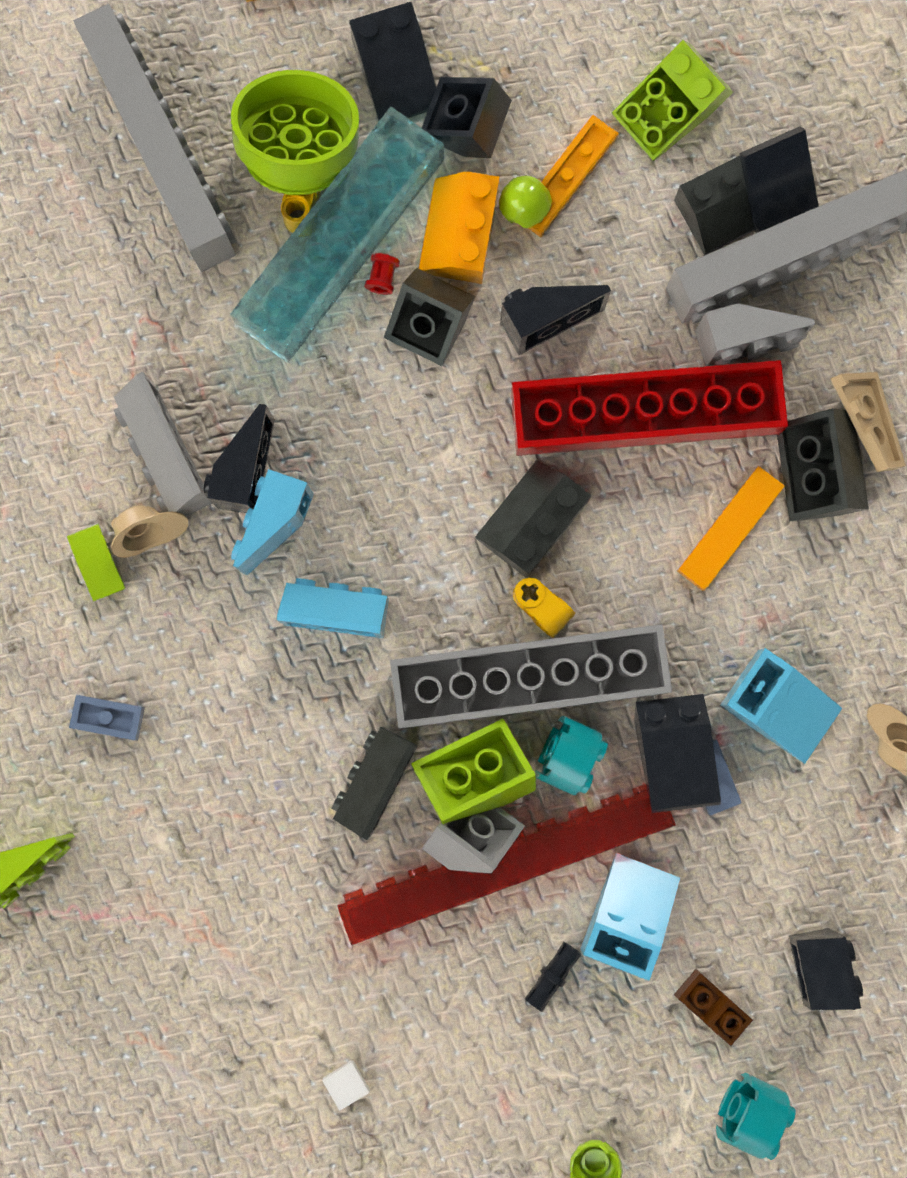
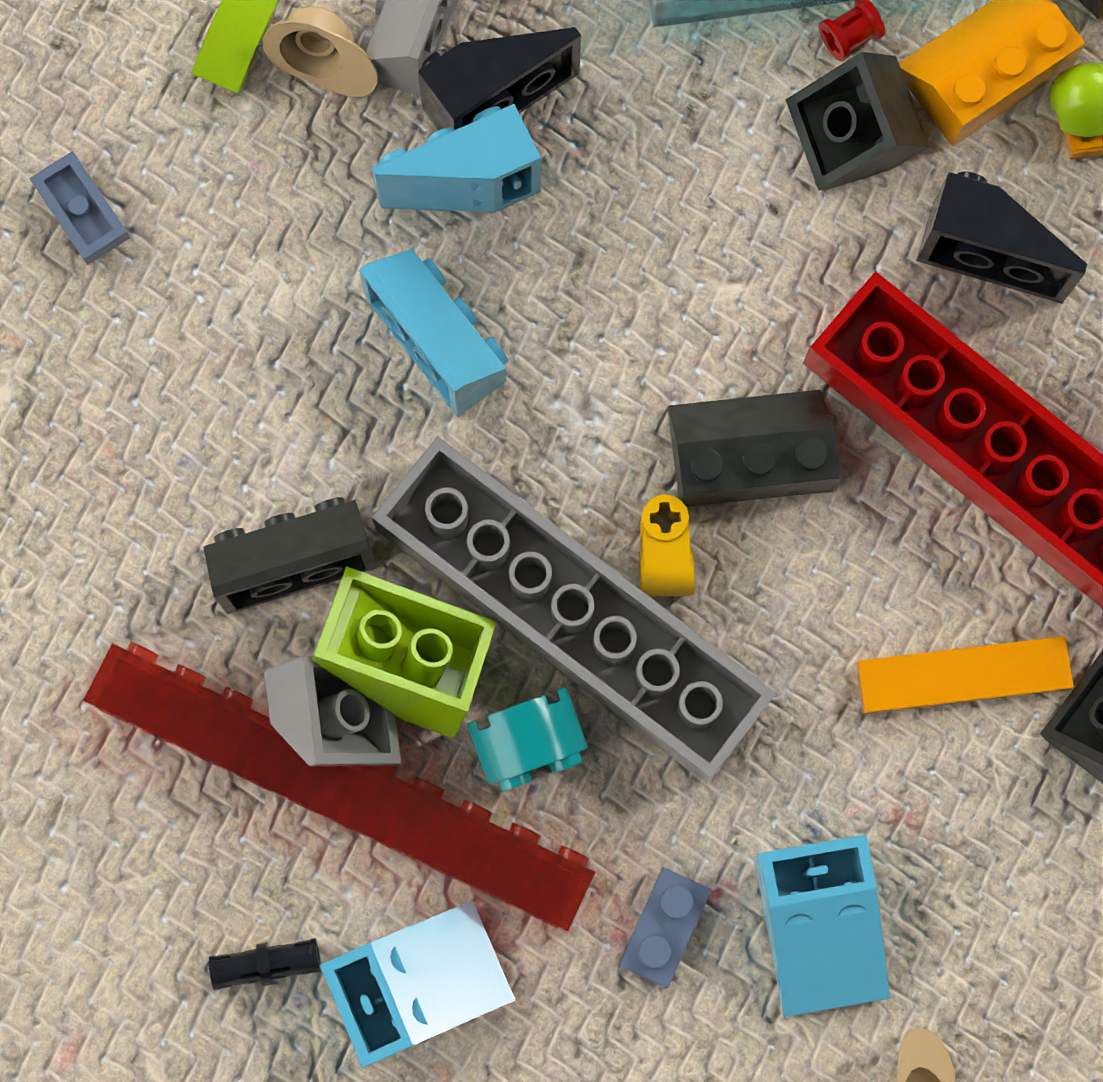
camera: 40 degrees right, 5 degrees down
(677, 753) = (649, 853): black slope -> none

